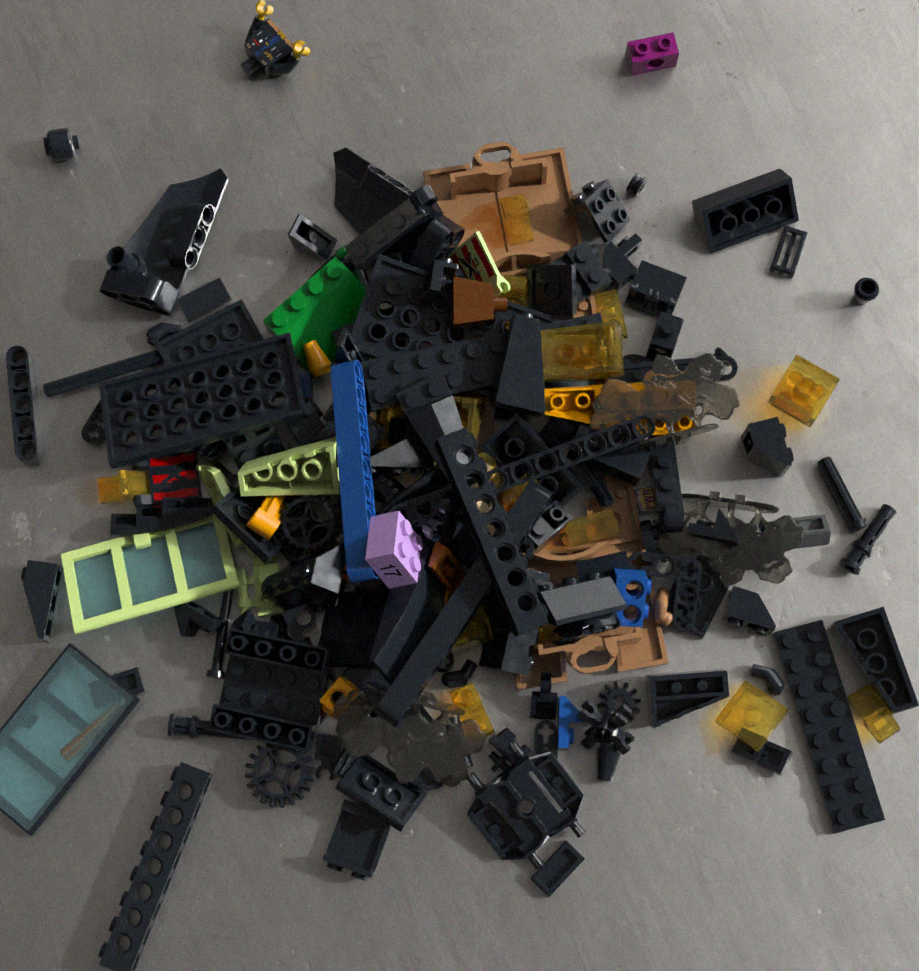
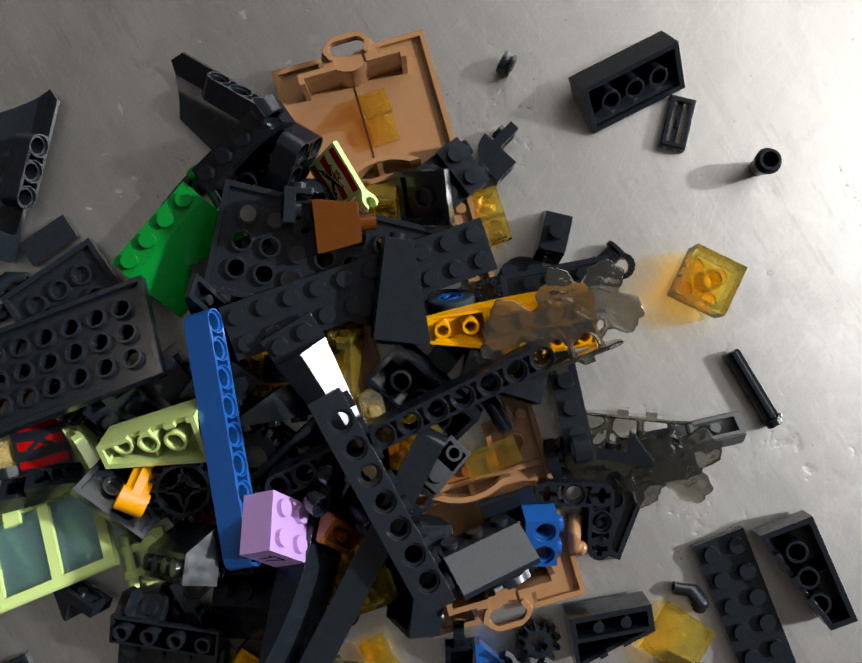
camera: 10 degrees left, 10 degrees up
(219, 648) = (109, 650): black bar -> none
(306, 381) = (169, 330): dark blue plate -> none
(311, 237) = (156, 160): black slope -> none
(316, 359) = (174, 299): light orange cone -> none
(460, 677) = (369, 629): black arm -> none
(583, 352) = (465, 267): clear yellow slope -> none
(602, 207) = (471, 95): black bracket -> none
(644, 500) = (544, 416): tile -> none
(655, 289) = (537, 181): black hinge -> none
(748, 609) = (664, 525): black slope -> none
(767, 447) = (675, 348): black slope -> none
(863, 547) = (780, 445): black pin -> none
(873, 713) = (804, 622): clear yellow slope -> none

